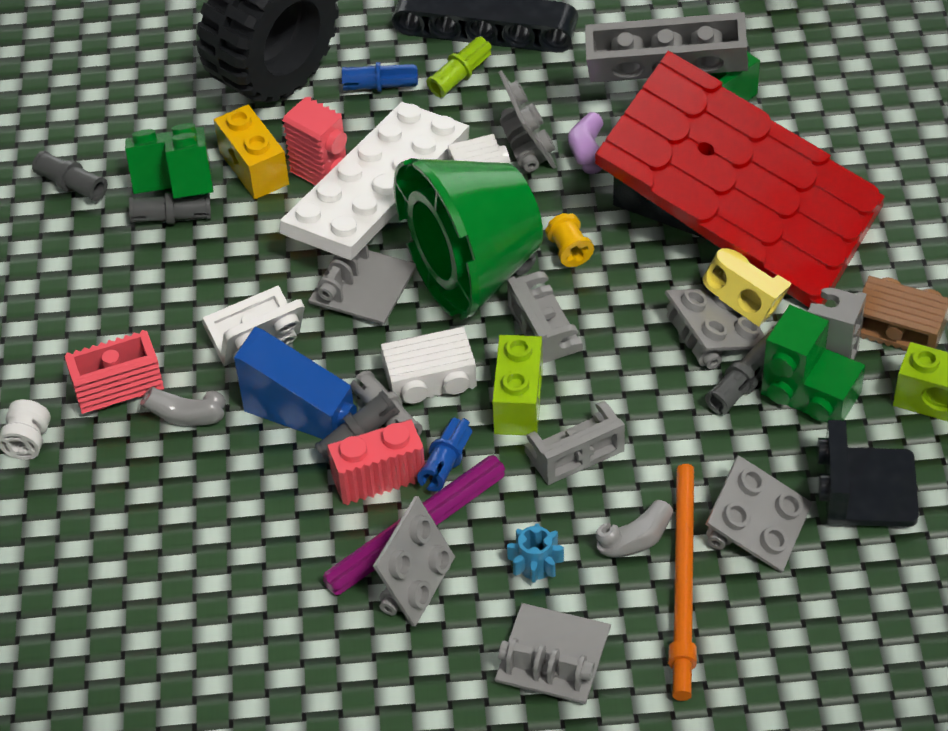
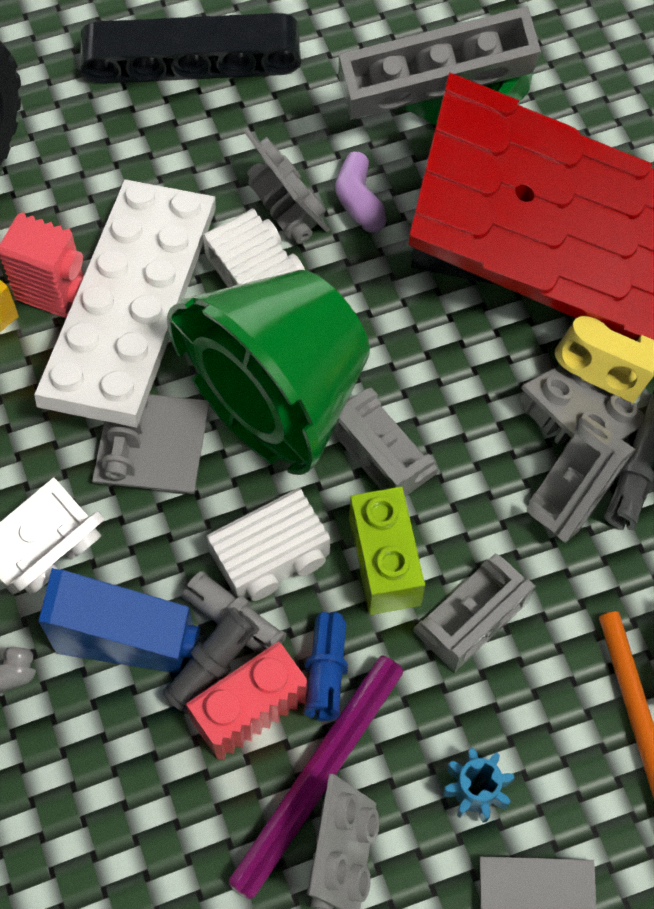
camera: 20 degrees left, 15 degrees up
(379, 77) = (86, 149): blue axle -> none
(459, 67) = (179, 118): lime axle -> none
(572, 245) = (384, 332): yellow bush -> none
(637, 535) = (586, 724): light grey arm -> none
(690, 364) = (579, 479): none -> light grey hinge

